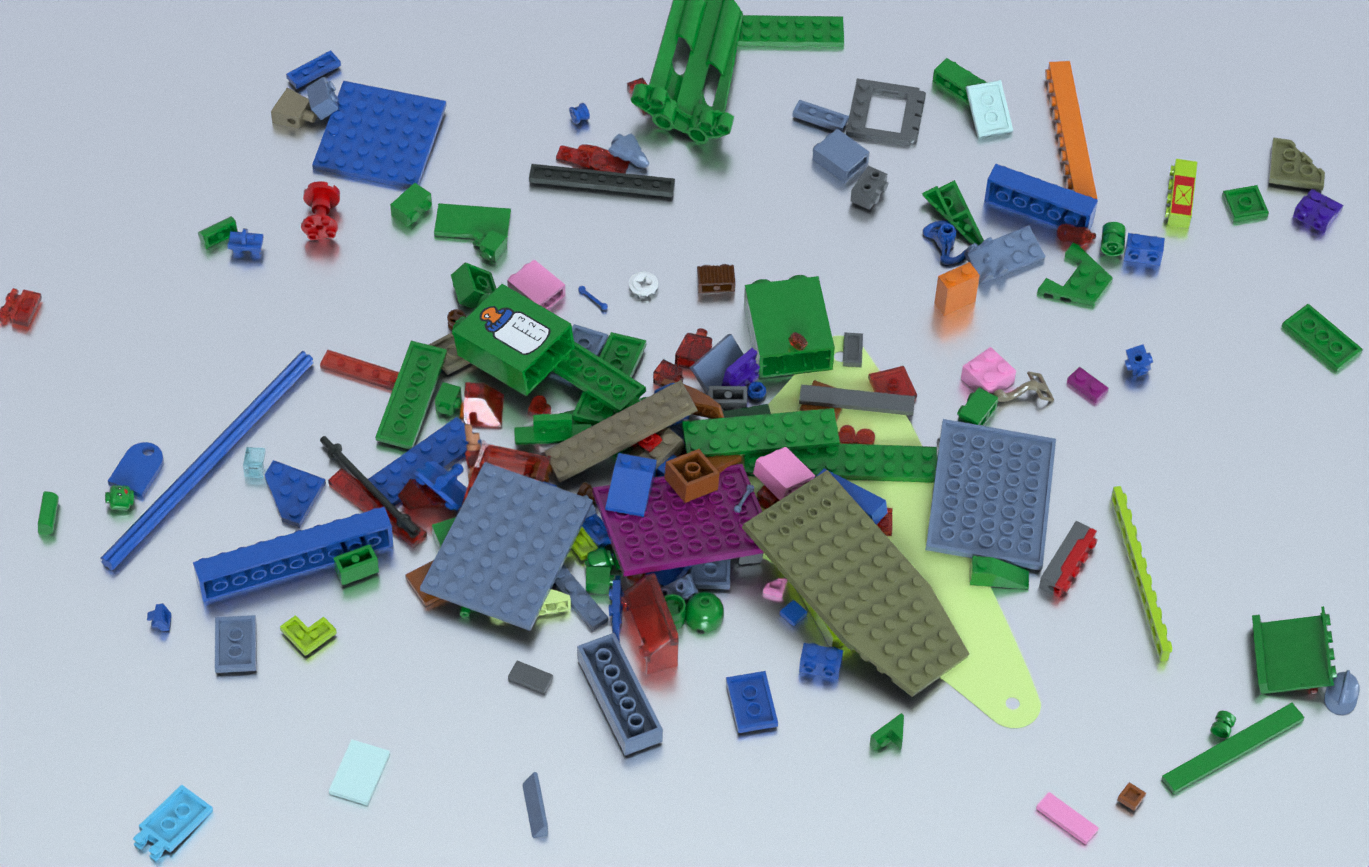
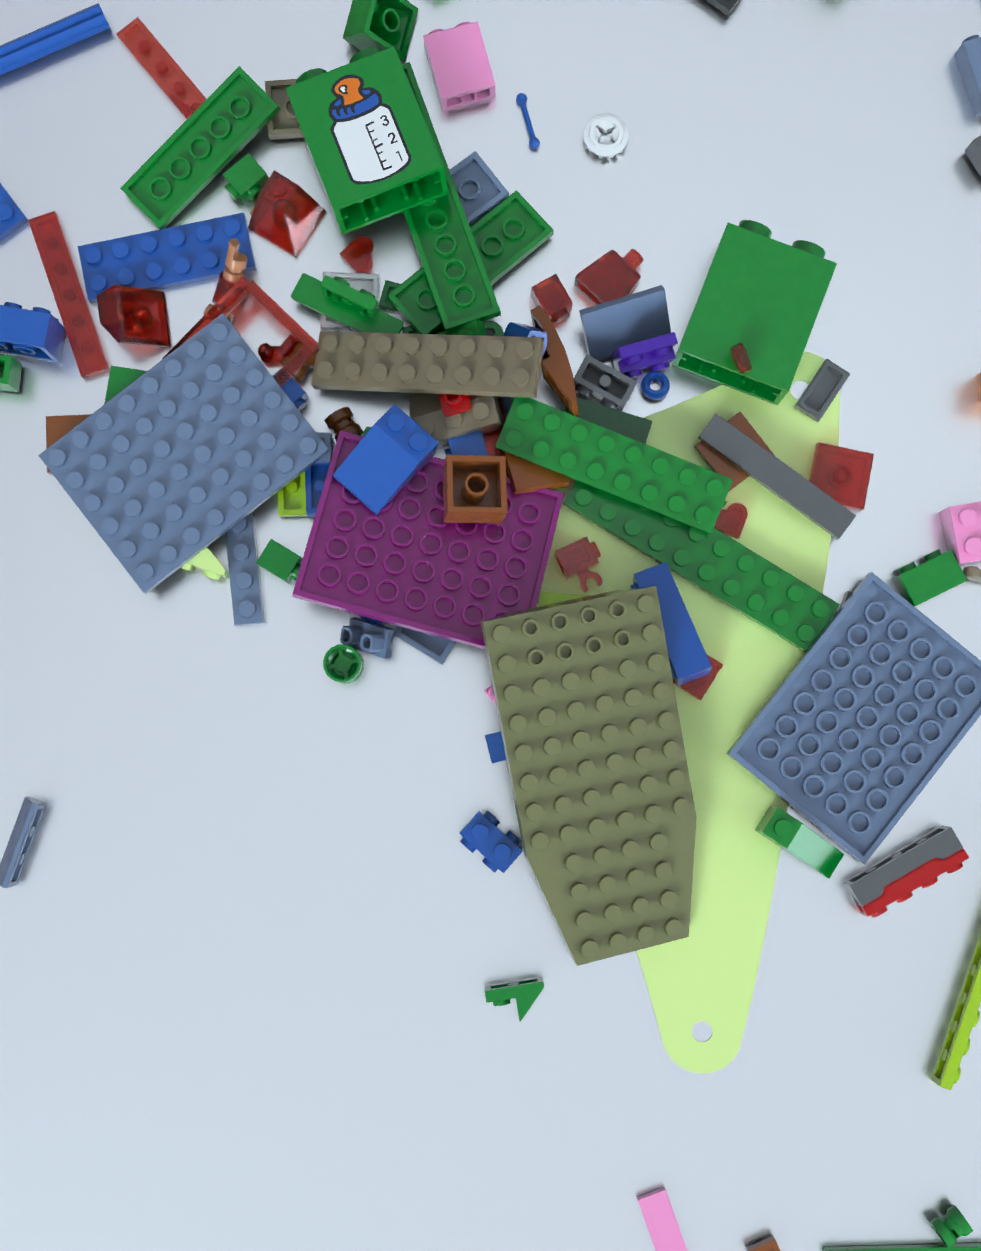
camera: 30 degrees right, 30 degrees up
(403, 520) = (81, 337): pearl dark grey bar -> none
(443, 482) = (159, 308): blue shield -> none
(453, 316) = (325, 55): reddish brown wheel -> none
(530, 677) = (119, 652): dark grey tile -> none
(600, 558) = (294, 533): green head -> none
(615, 608) = (274, 623): blue plate -> none
(619, 694) = (206, 747): sand blue brick -> none
(653, 623) = (295, 672): clear red windscreen -> none
(704, 612) = (389, 682): green cylinder -> none
(716, 278) = (705, 180): reddish brown brick -> none
(749, 489) = (547, 543): sand blue hinge -> none
(751, 702) = (370, 847): blue plate -> none
(782, 472) = (603, 546): bright pink brick -> none
(865, 436) = (755, 536): clear red tile -> none

